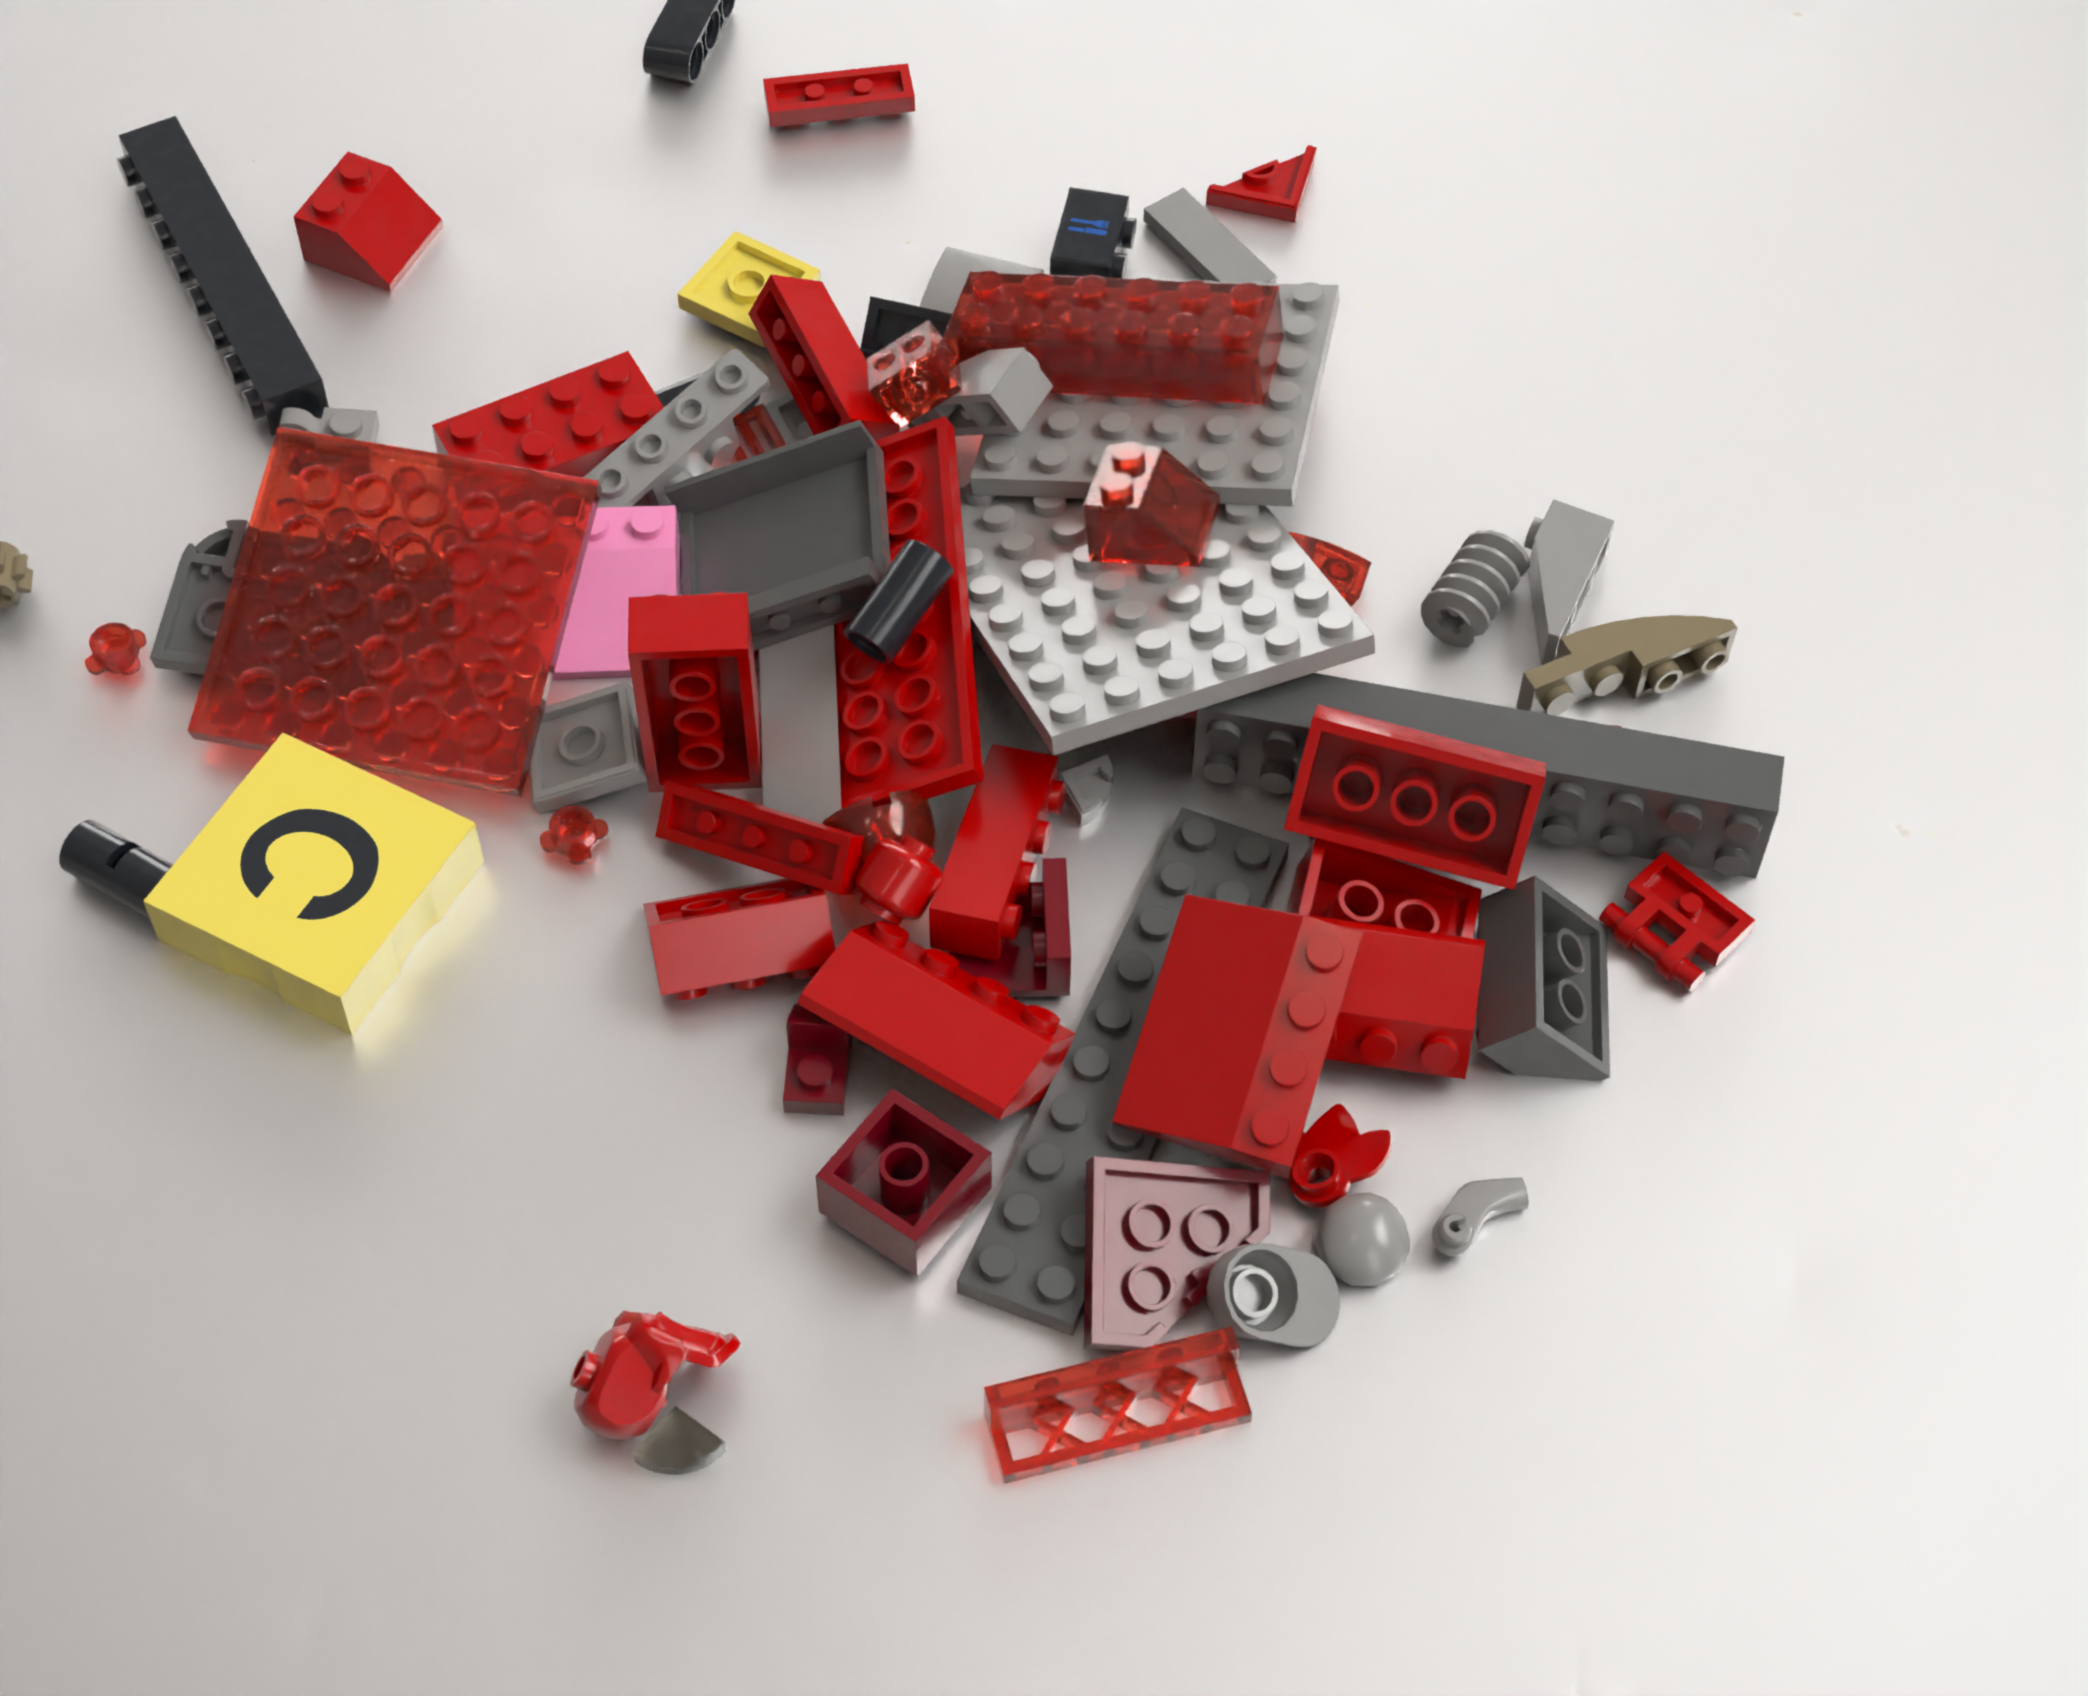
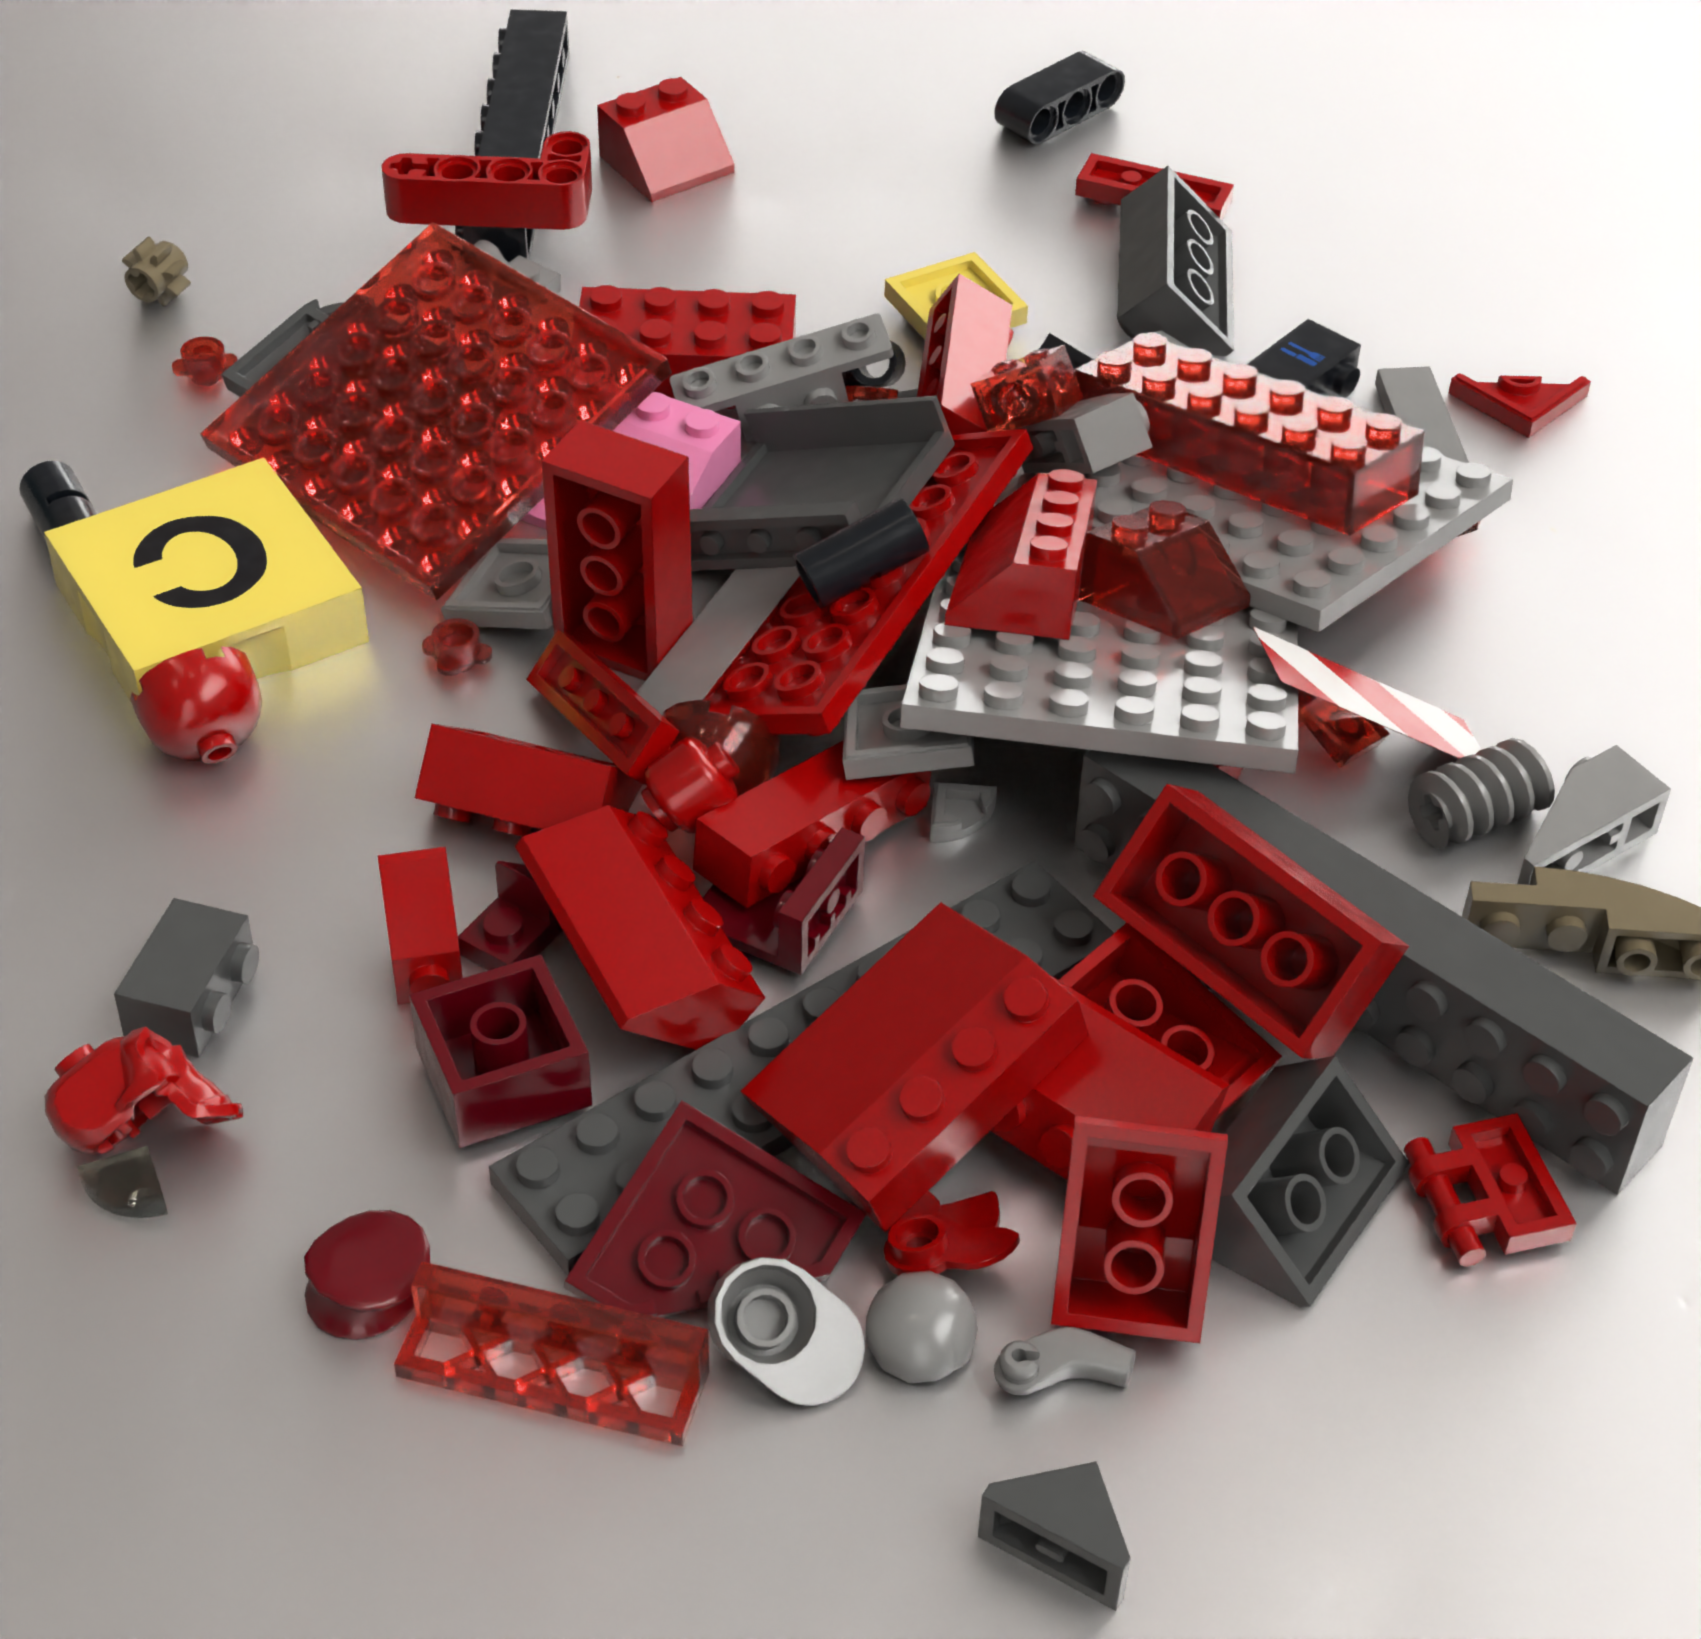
camera: 30 degrees right, 10 degrees down
(277, 357) = (491, 189): none -> red beam
(415, 1002) = (199, 705): none -> red cylinder
(595, 1247) = (188, 975): none -> dark grey brick
(764, 1110) = (420, 920): none -> red slope
(913, 175) = (1175, 266): none -> dark grey slope
(928, 1416) = (364, 1273): none -> dark red piece
(1020, 761) = (879, 747): none -> light grey plate
(1035, 544) = (1027, 559): none -> red slope
(1359, 546) = (1368, 697): none -> sticker
(1491, 1092) = (1138, 1229): none -> red slope
(1568, 1339) = (1061, 1527): none -> dark grey slope

